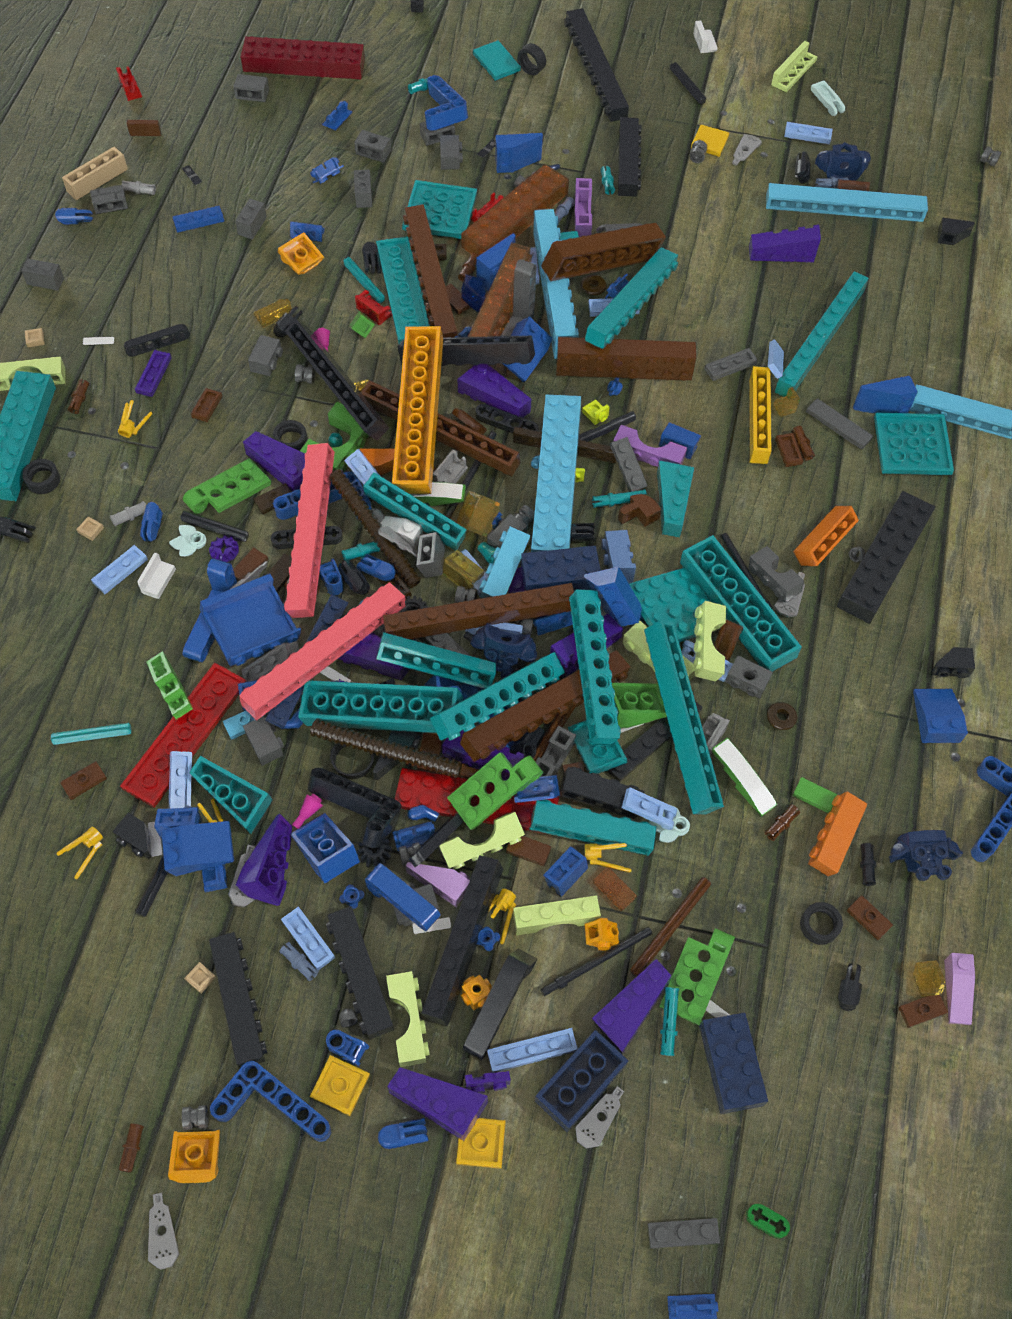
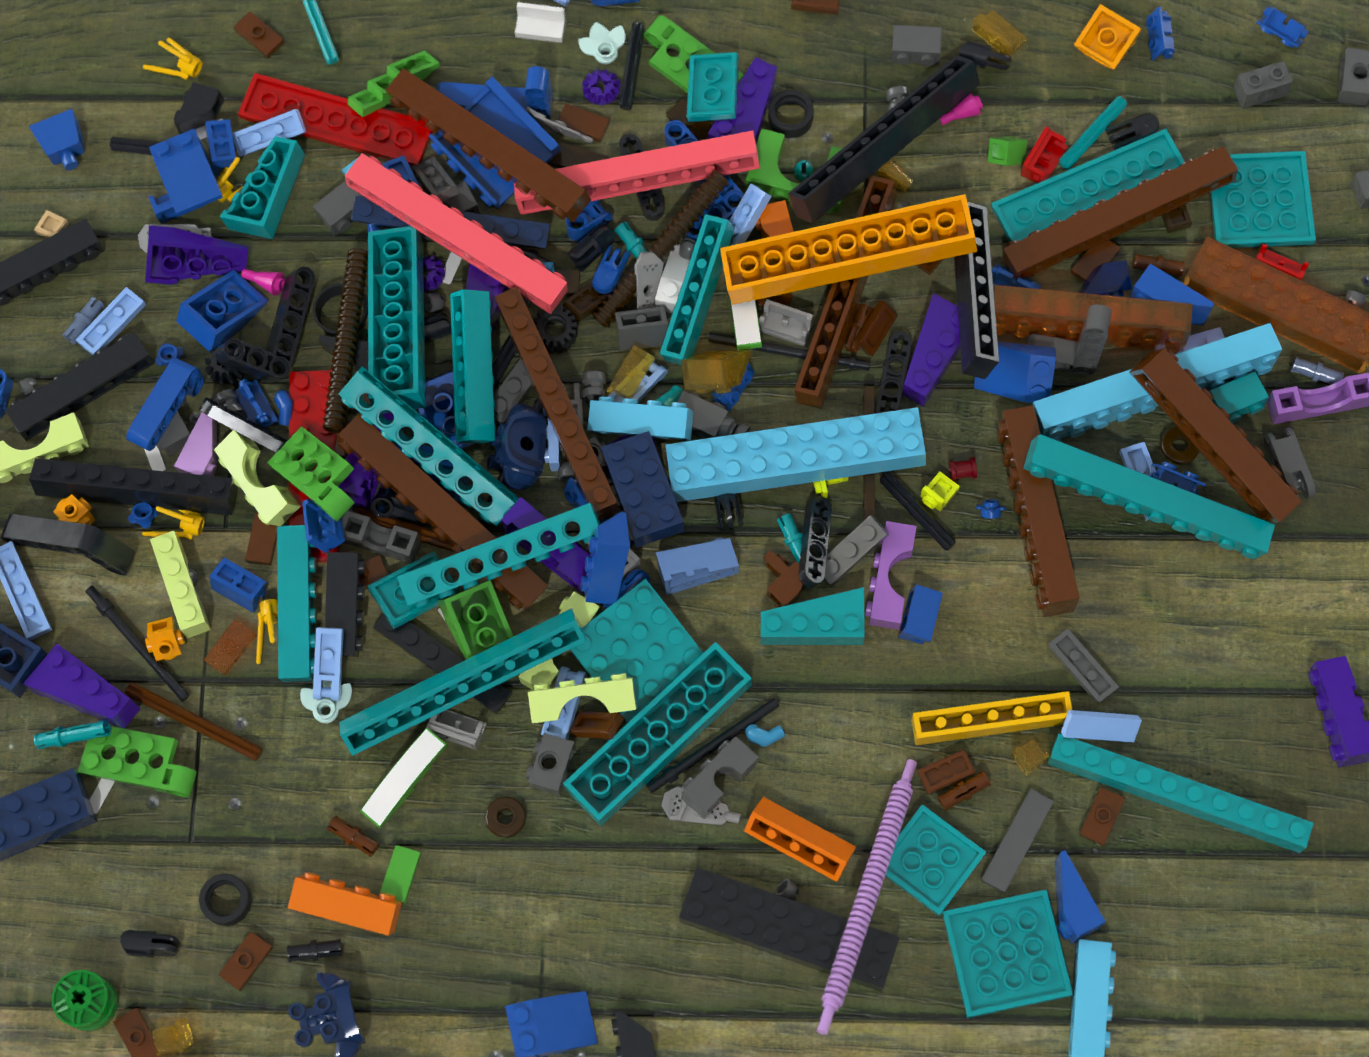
camera: 85 degrees right, 10 degrees up
(121, 955) = (60, 138): none -> blue torso
(254, 617) = (488, 145): none -> reddish brown brick
(258, 470) = (712, 87): none -> teal tile
(583, 391) = (962, 469): none -> dark red bush
(617, 484) = (810, 539): none -> black beam
(748, 546) = (762, 737): none -> dark azure arm
(829, 378) = (1102, 816): none -> reddish brown plate
(847, 470) = (932, 860): none -> teal plate
(877, 499) = (866, 897): none -> lavender hose
(887, 1050) = (99, 999): none -> green wheel

